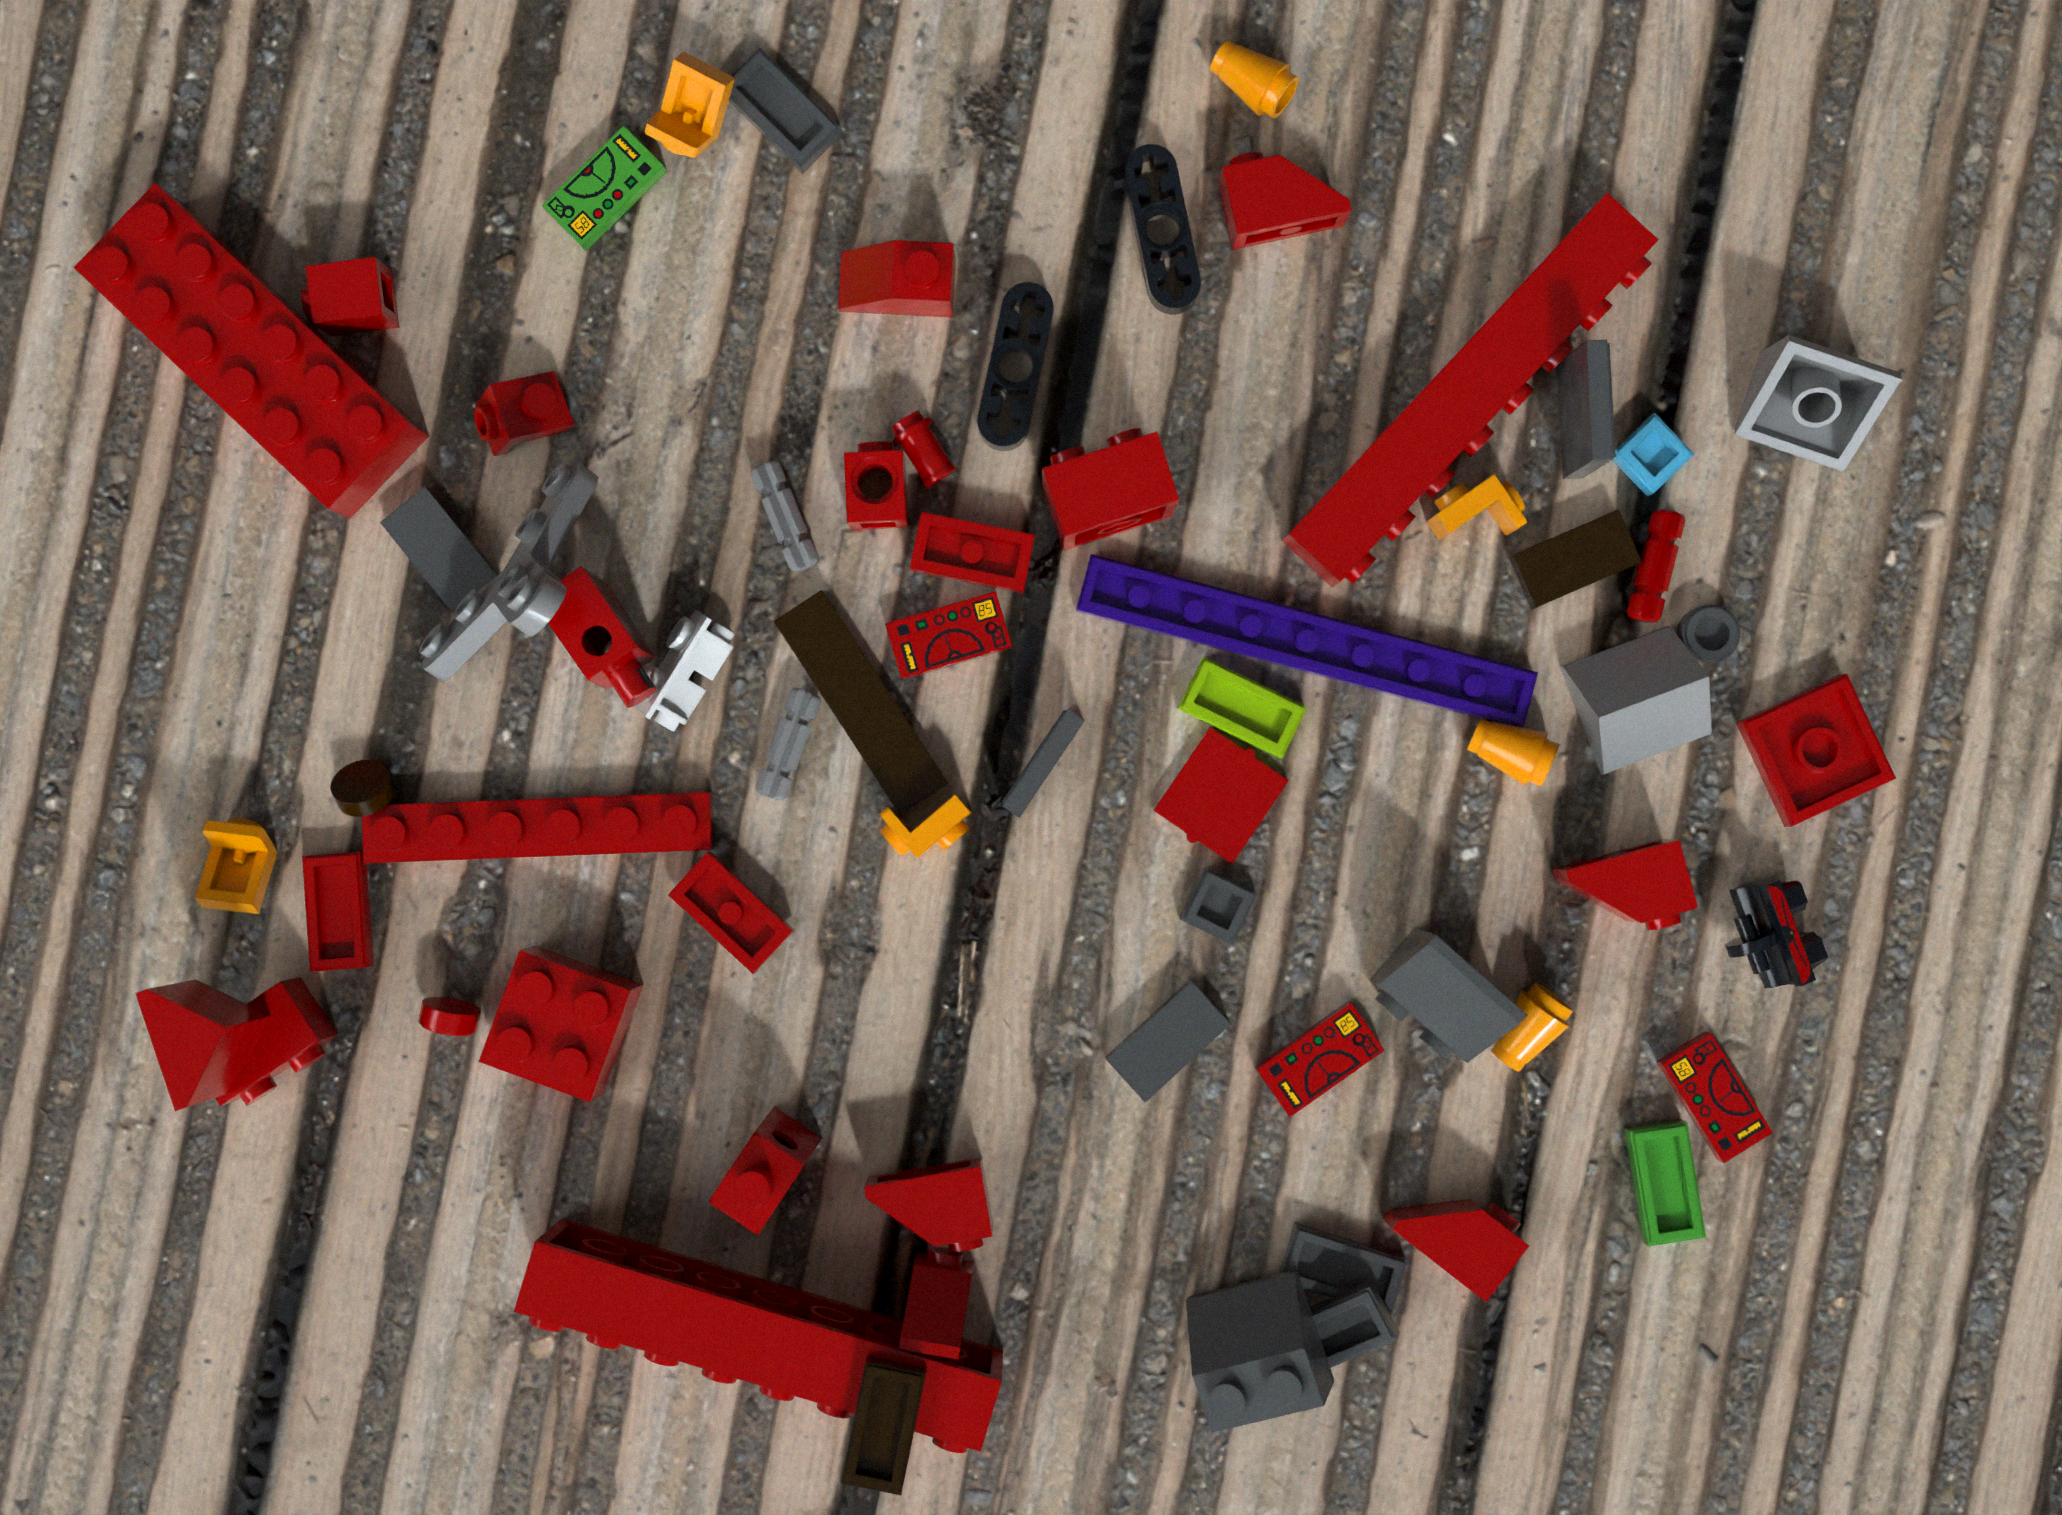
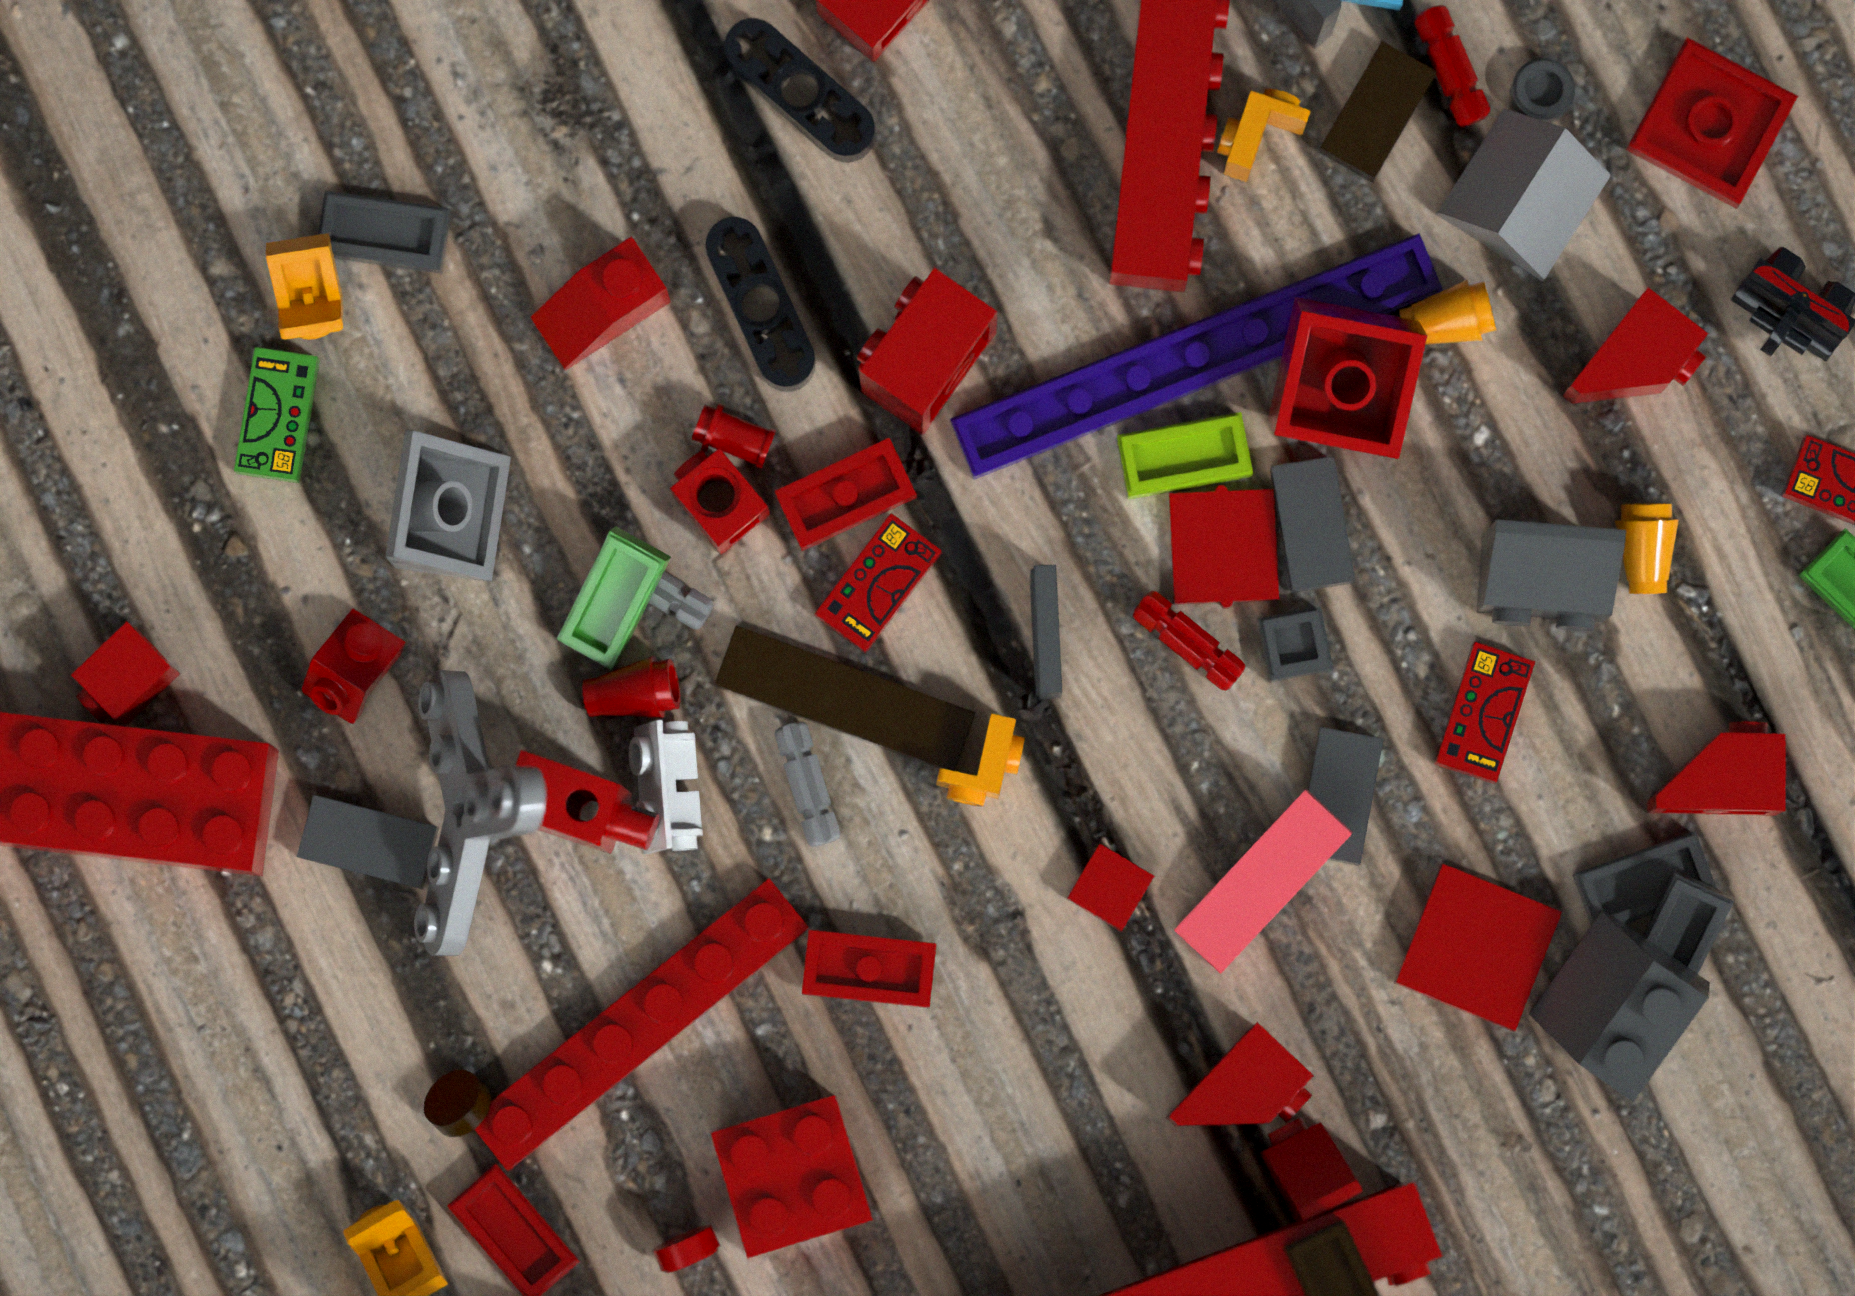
camera: 40 degrees left, 5 degrees down
(673, 345) = (447, 508): none -> light grey slope
(714, 583) = (636, 690): none -> red cone
(746, 503) = (613, 597): none -> bright green tile
(764, 1170) = (1071, 1176): red torso -> none
(951, 983) = (1110, 887): none -> red tile
(1065, 1063) = (1263, 881): none -> coral tile
(1143, 846) = (1188, 640): none -> red axle
(1185, 1225) = (1478, 947): none -> red tile
(1297, 828) = (1312, 524): none -> dark grey tile
(1404, 742) = (1347, 378): none -> red brick

